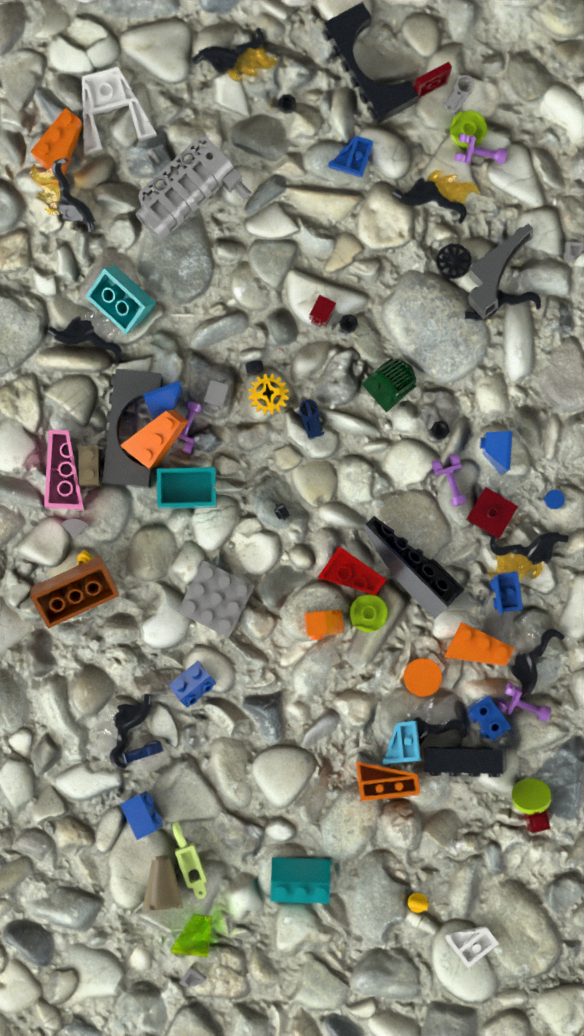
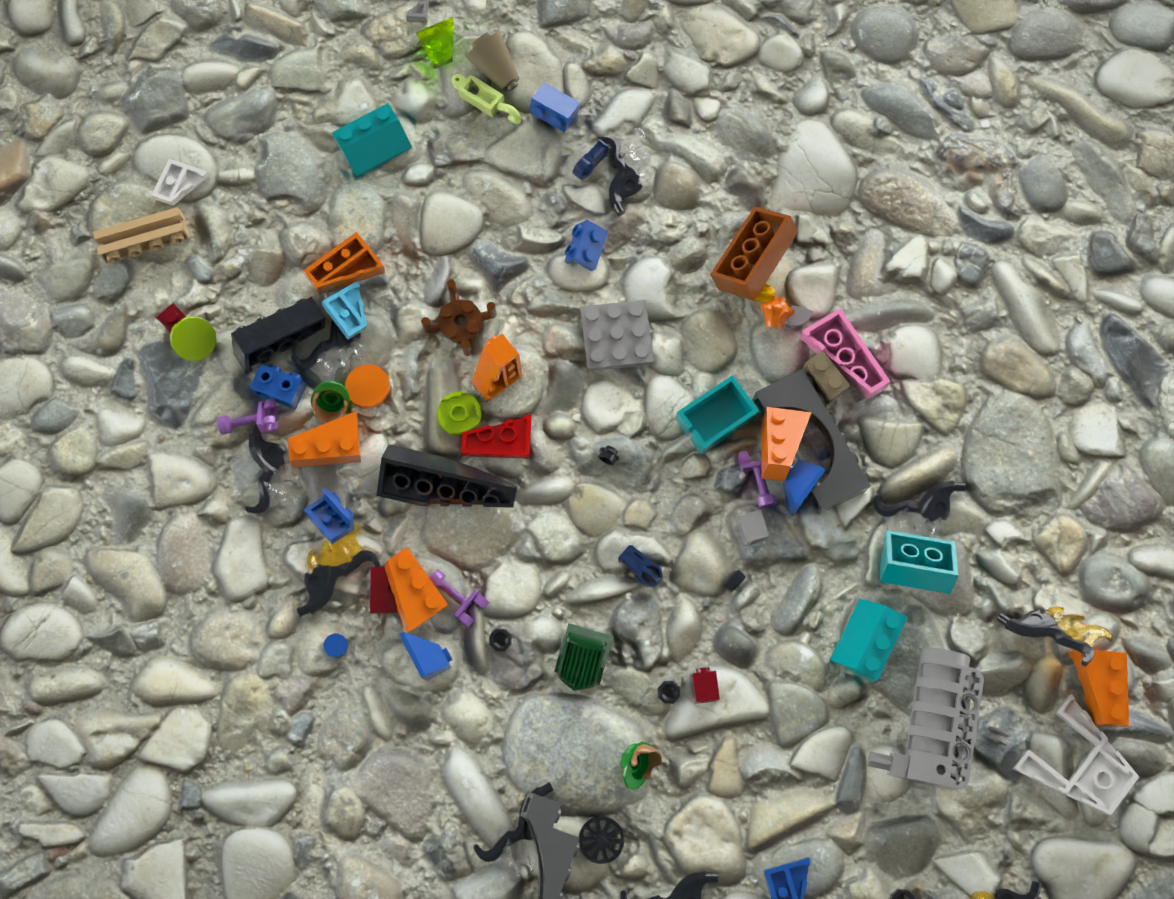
camera: 150 degrees right, 10 degrees down
(89, 538) = (776, 312): none -> orange rock
(191, 271) = (868, 639): none -> teal slope
(276, 393) = (708, 569): yellow gear -> none
(324, 696) = (454, 310): none -> reddish brown plate
(400, 290) = (638, 764): none -> green piece
(418, 902) = (249, 187): yellow plate -> none
(458, 678) = (330, 401): none -> green piece
(480, 497) = (413, 590): none -> orange wedge
(523, 912) = (141, 235): none -> tan brick

